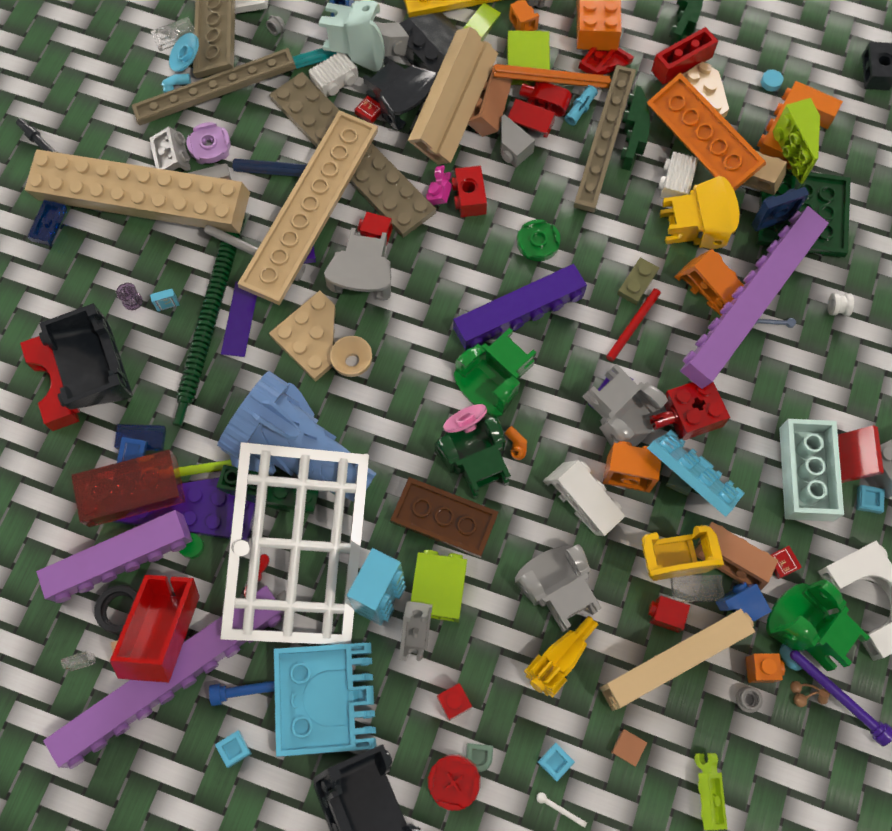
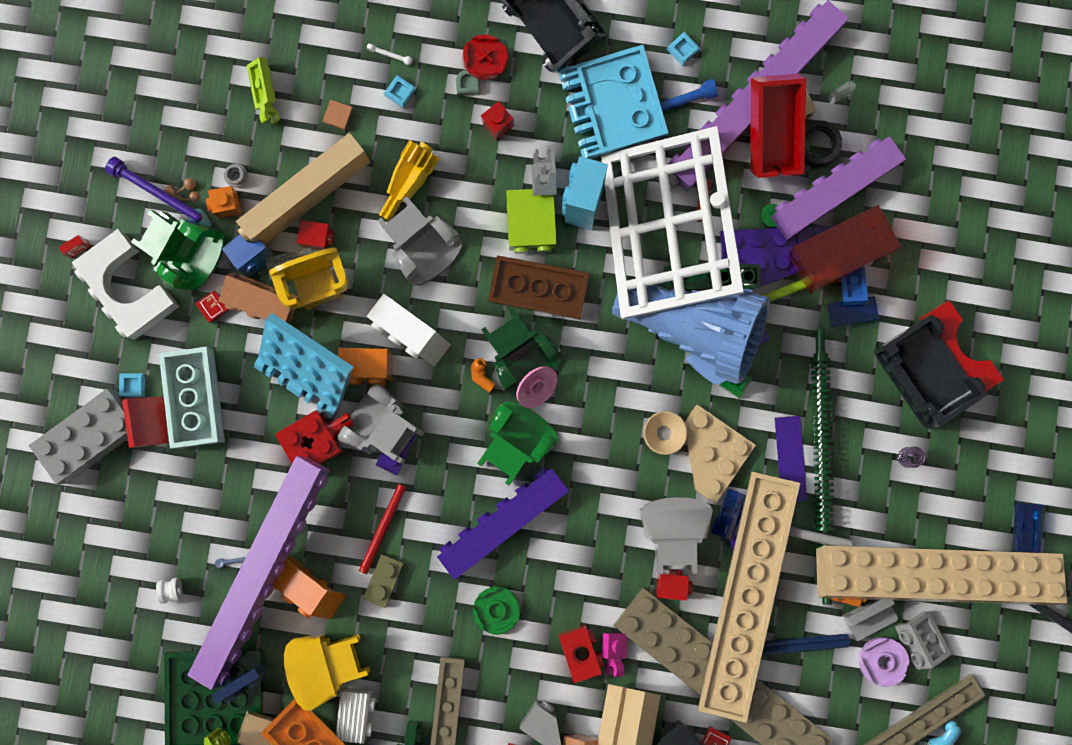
camera: 175 degrees right, 15 degrees up
(164, 299) = (873, 460): medium azure tile -> none
(308, 277) = (729, 515): none -> clear blue tile

